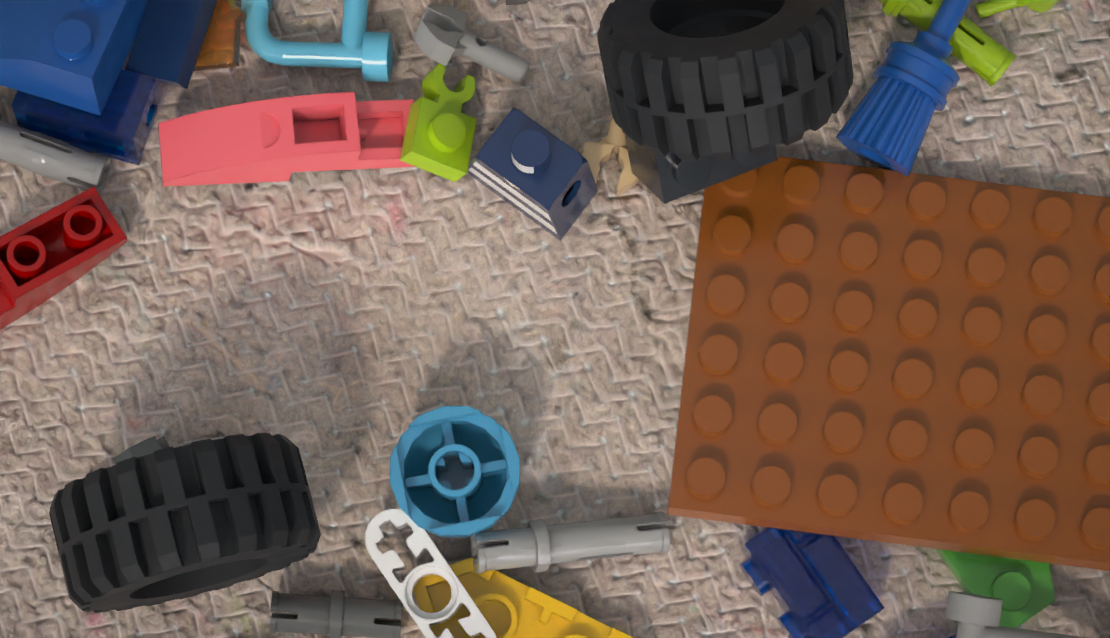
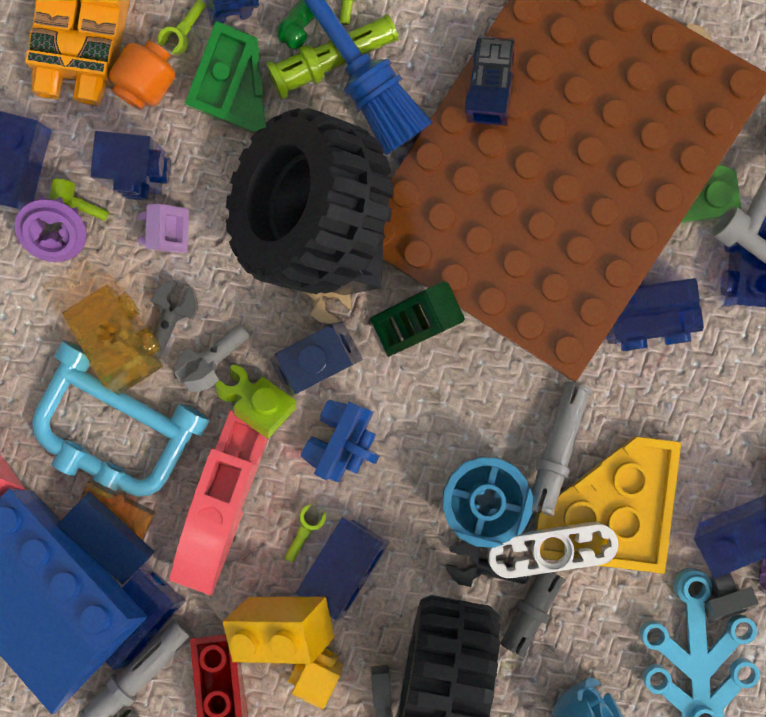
camera: 65 degrees left, 10 degrees up
(117, 372) = (316, 680): none -> yellow plate
(160, 287) = (279, 630): none -> yellow brick
(277, 338) = (343, 566): none -> clear blue hinge
(300, 269) = (302, 534): none -> lime hand
(341, 508) = (482, 567): none -> black bar
(441, 263) = (348, 444): none -> blue hips
(652, 278) = (438, 307): none -> dark green slope
(998, 216) = (491, 81): none -> leg

